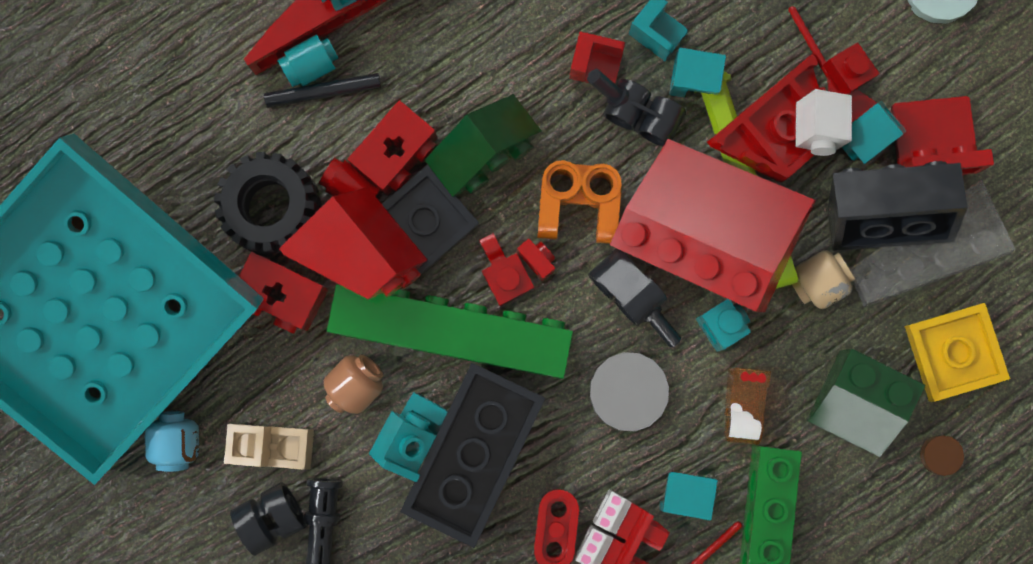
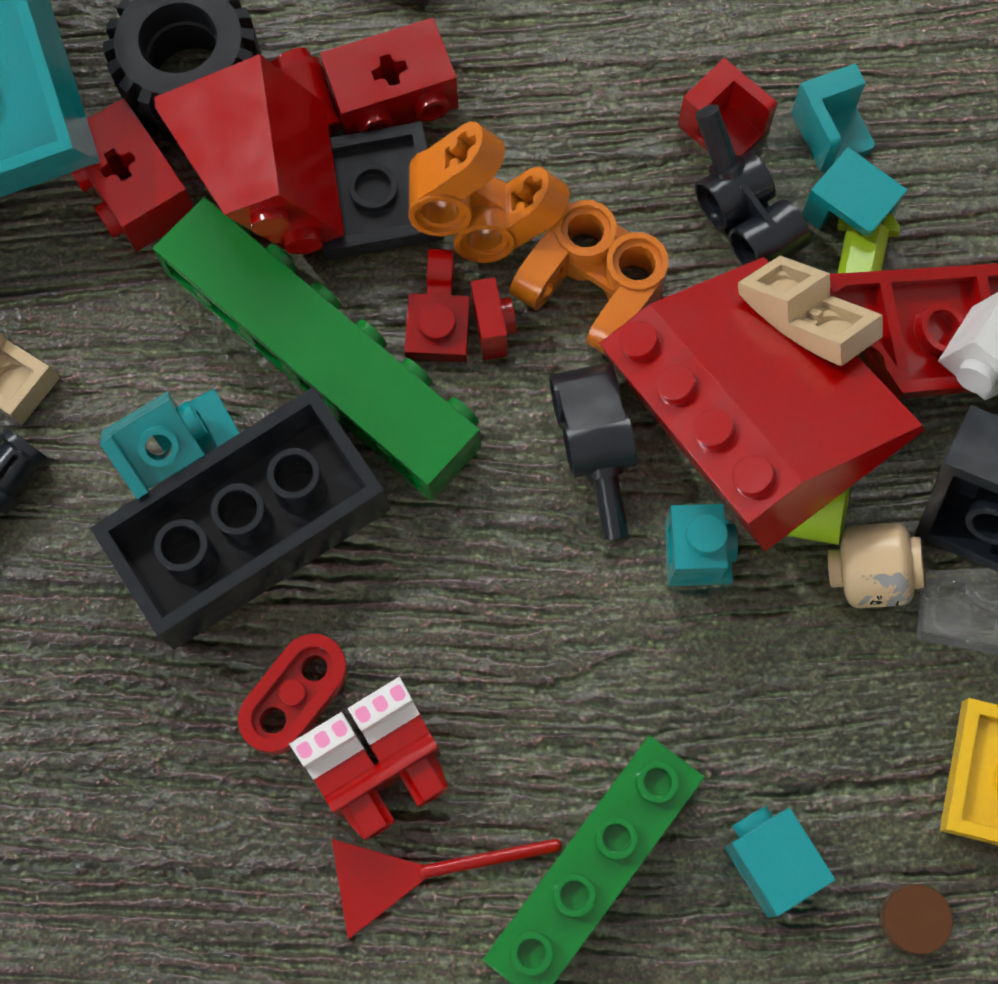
camera: 30 degrees right, 10 degrees down
(353, 384) = (146, 342): nougat head -> none
(483, 144) = (532, 113): dark green brick -> none
(495, 199) = (458, 196): none -> orange piece
(629, 391) = (511, 567): light grey tile -> none
(689, 495) = (506, 751): teal panel -> none
(710, 164) = (800, 306): none -> tan slope
(745, 405) = (666, 674): clear orange leg -> none
(858, 468) = (777, 860): none -> teal brick
(865, 402) = (844, 769): dark green slope -> none

